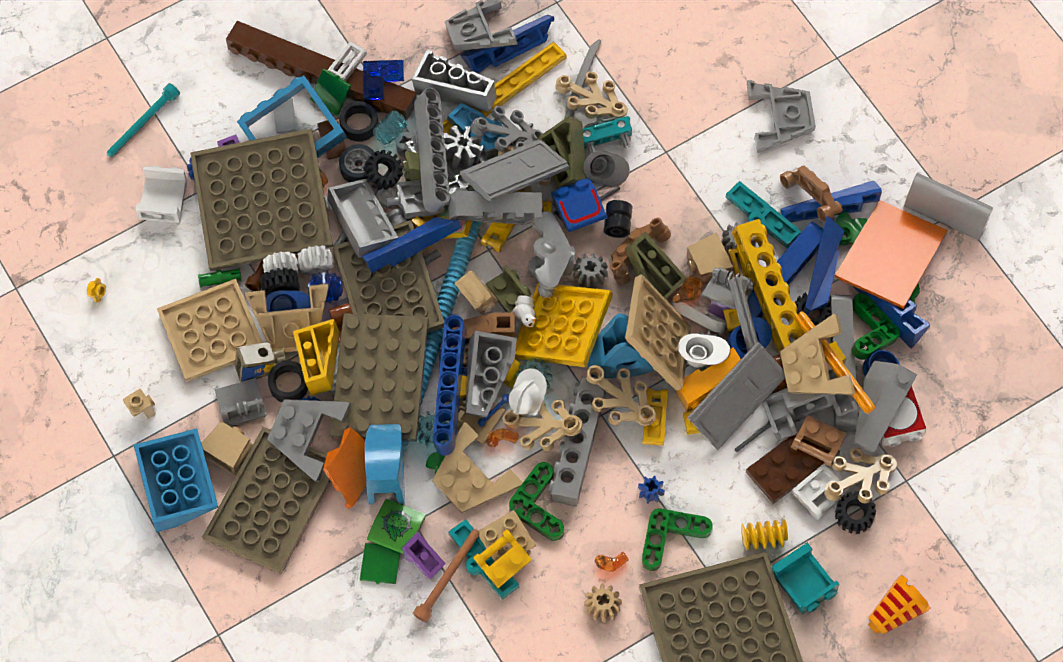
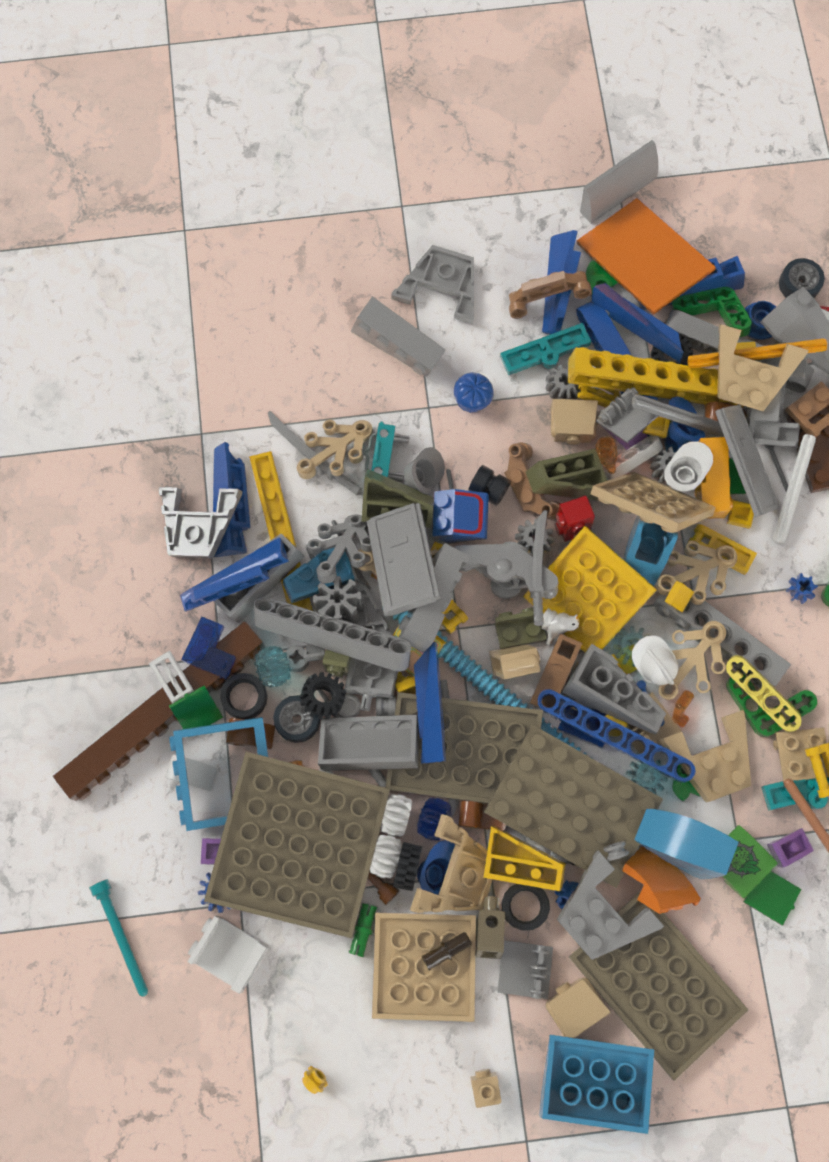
camera: 65 degrees left, 10 degrees up
(226, 334) = (446, 950): none -> dark brown axle
(356, 414) = (616, 850): none -> light grey bush
(445, 68) = (237, 576): none -> blue wedge
(536, 273) = (537, 589): none -> light grey sword
(544, 486) = (766, 690): none -> light yellow beam
(588, 386) = (679, 596): none -> yellow tile
(621, 285) = (573, 517): none -> red brick
(693, 174) = (473, 392): none -> blue piece
(709, 101) = (397, 337): none -> light grey wedge
(737, 450) = (794, 489): none -> white axle
(950, 384) = (802, 269): none -> wheel

